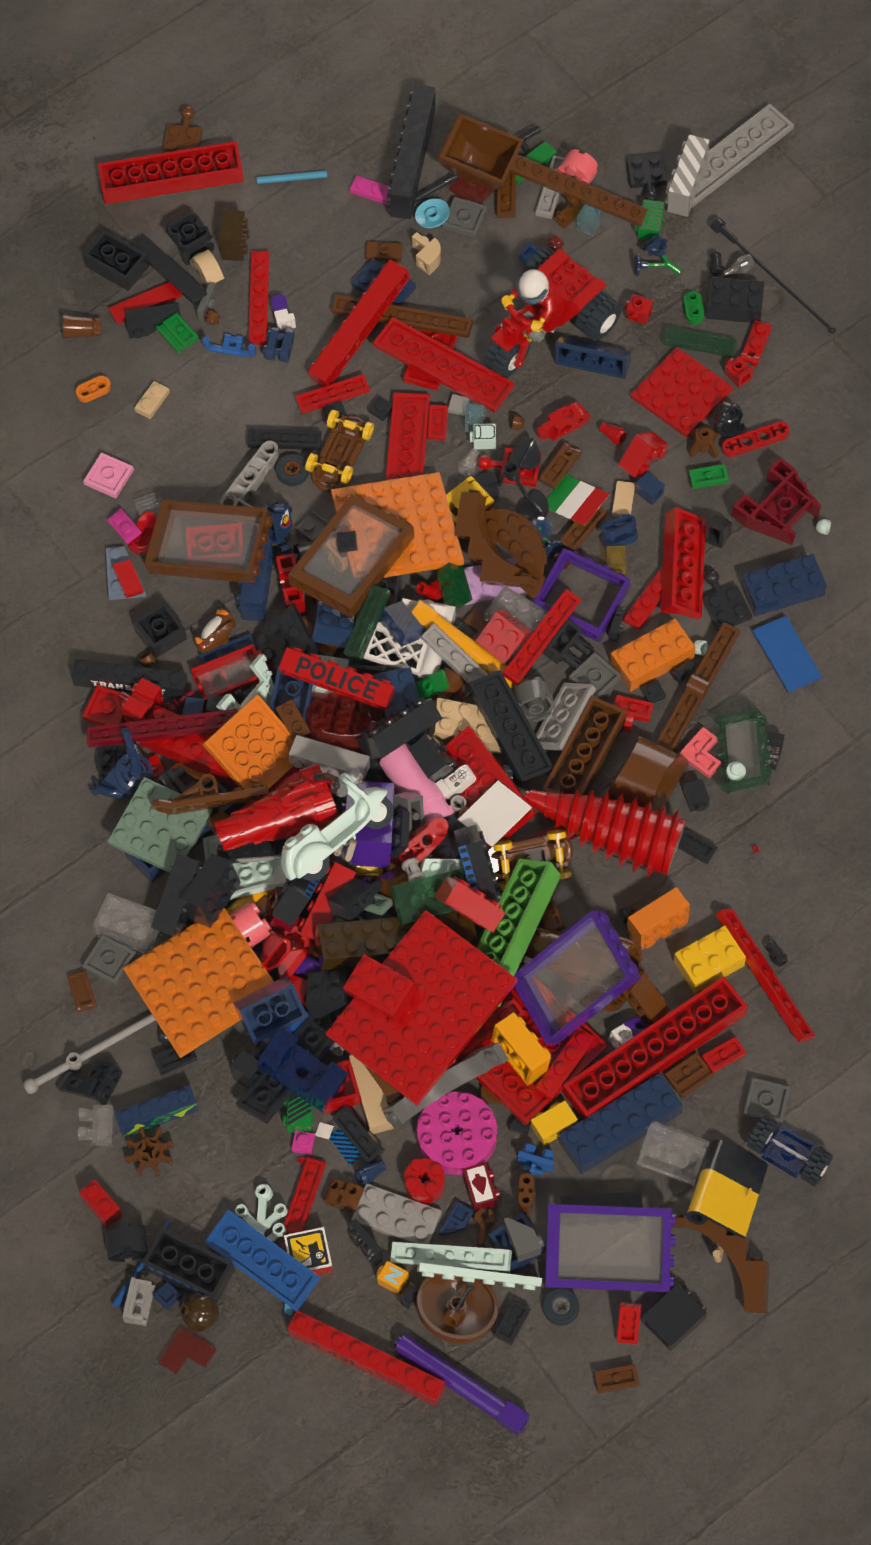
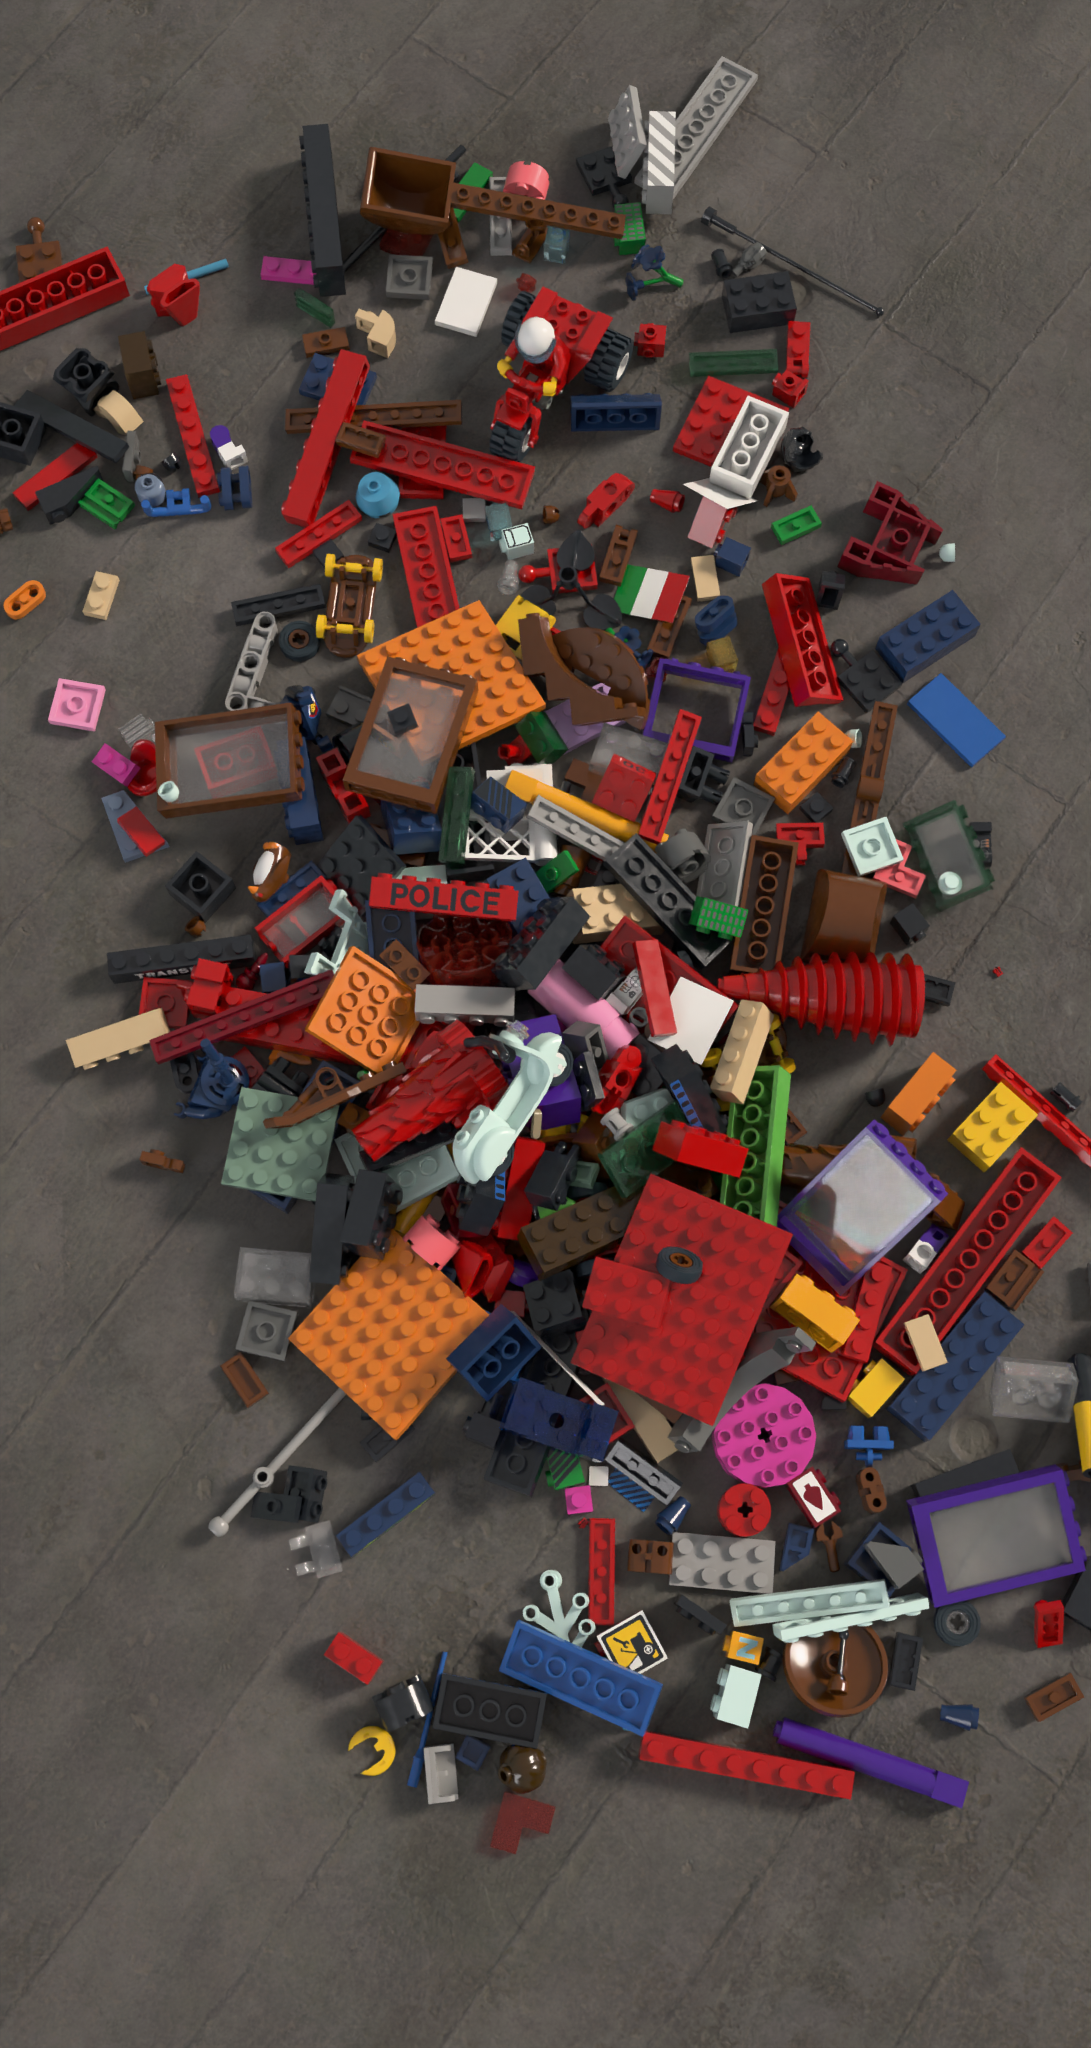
camera: 20 degrees left, 10 degrees up
(62, 722) = (117, 1038): none -> tan brick
(67, 819) = (157, 1160): none -> reddish brown plate
(104, 1271) = (384, 1742): none -> yellow head
(156, 552) = (168, 791): none -> light aqua hinge
(157, 1149) = (383, 1578): reddish brown gear -> none
(214, 329) = (150, 488): none -> sand blue head
(236, 313) = (172, 462): none -> black hinge
(277, 189) = (175, 294): none -> red piece
(317, 1031) = (561, 1363): none -> white sticker
(374, 1305) = (736, 1695): none -> light aqua brick
(383, 223) = (314, 307): none -> clear green tile
(384, 330) = (360, 439): none -> reddish brown plate
(386, 375) = (377, 495): none -> dark azure cone
(423, 976) = (679, 1265): none -> black bush
(432, 213) = (369, 281): medium azure dish -> none
(474, 782) = (654, 988): none -> tile
(504, 246) = (466, 301): none -> white tile
(526, 846) = (742, 1051): none -> tan brick
(528, 252) = (499, 304): blue tile -> none
(542, 1372) = (963, 1715): none -> dark blue cone
(543, 747) = (719, 917): none -> green brick
(600, 1094) = (925, 1342): none -> tan tile
(653, 436) = (718, 494): none -> white sticker
(670, 145) = (627, 131): none -> light grey plate
(684, 729) = (872, 846): none -> light aqua plate
(686, 407) = (748, 447): none -> white brick
(693, 306) = (711, 321): green plate -> none
(754, 437) = (835, 466): red beam -> none

